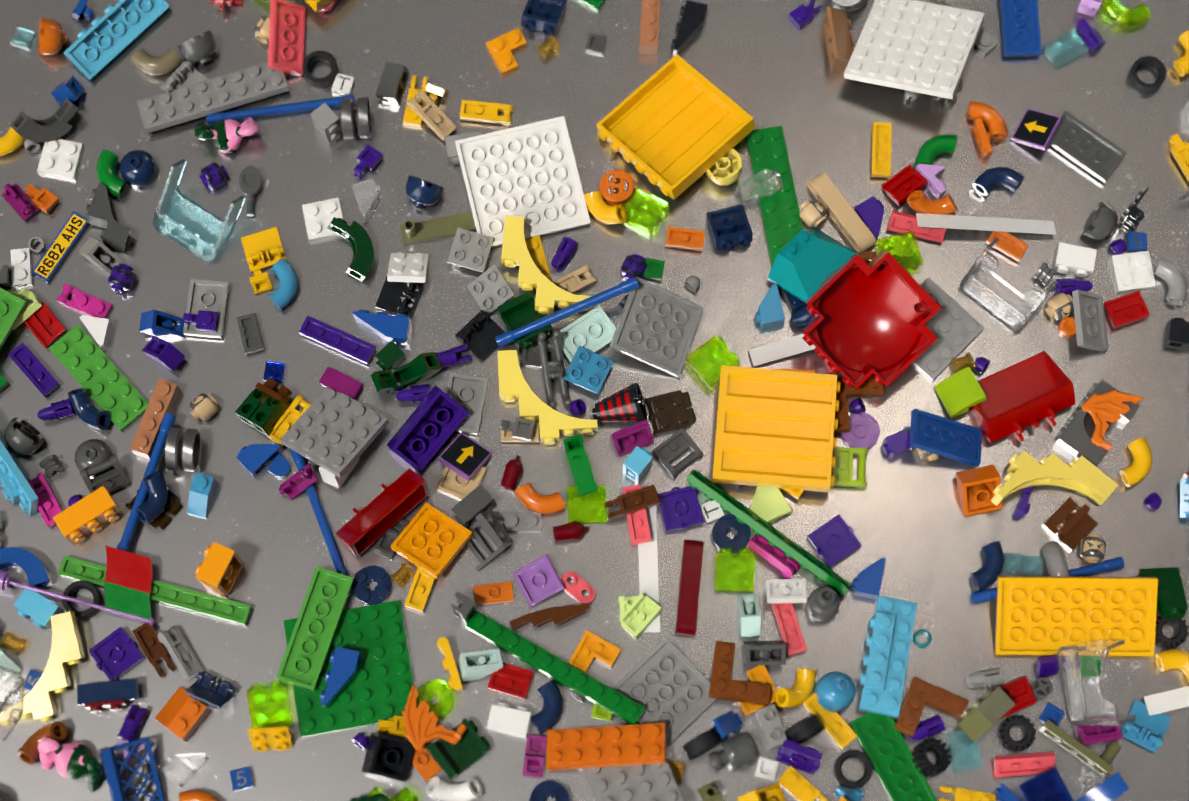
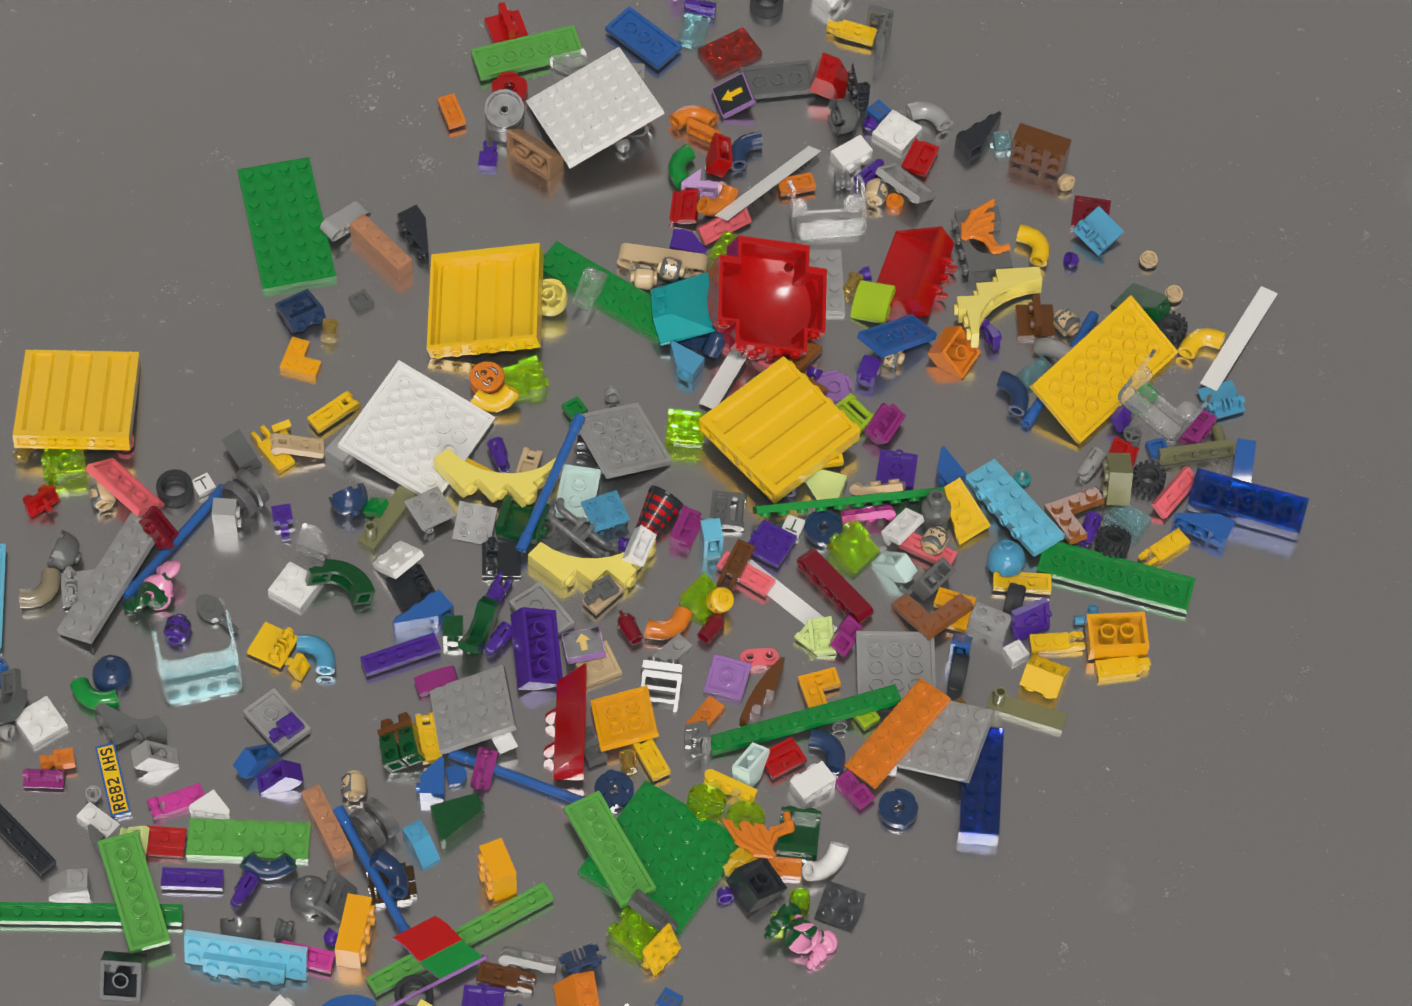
camera: 50 degrees left, 15 degrees down
(121, 278) = (188, 756): dark purple head -> none
(244, 498) = (456, 817): none -> dark green slope
(250, 333) = (330, 708): dark grey plate -> none
(272, 90) = (159, 528): none -> dark red bracket
(275, 371) = (375, 716): clear blue plate -> none
(290, 705) = (651, 911): none -> dark grey hinge
(343, 670) = (660, 854): blue slope -> none
(411, 665) = (702, 809): none -> clear neon green plate
(437, 212) = (375, 507): none -> green plate
(473, 504) = (627, 670): dark grey hinge -> none
(579, 421) = (639, 546): none -> white slope
(580, 464) = (672, 573): green slope -> none
(591, 518) = (719, 600): none -> yellow head
(633, 266) = (559, 420): dark purple head -> none
(654, 632) = (844, 635): none -> magenta slope
(670, 412) = (693, 488): dark brown plate -> none
(685, 238) = (573, 370): orange plate -> none
(729, 227) = (597, 335): dark blue plate -> none
(737, 751) = (985, 657): dark grey piece -> none
(796, 625) = (934, 540): none -> head
(799, 691) = (982, 580): yellow cylinder -> none
(801, 542) = (876, 487): none -> tan plate
(835, 225) = (670, 268): none -> head
(845, 626) = (965, 513): none -> yellow wing
(851, 754) = (1076, 585): black tyre -> none
(863, 497) = (884, 423): none -> magenta hinge
(881, 149) = (643, 197): yellow plate -> none
(972, 167) = (719, 155): none -> red slope
(1074, 91) = (729, 52): none -> clear red plate
(1124, 182) = (829, 77): none -> red slope

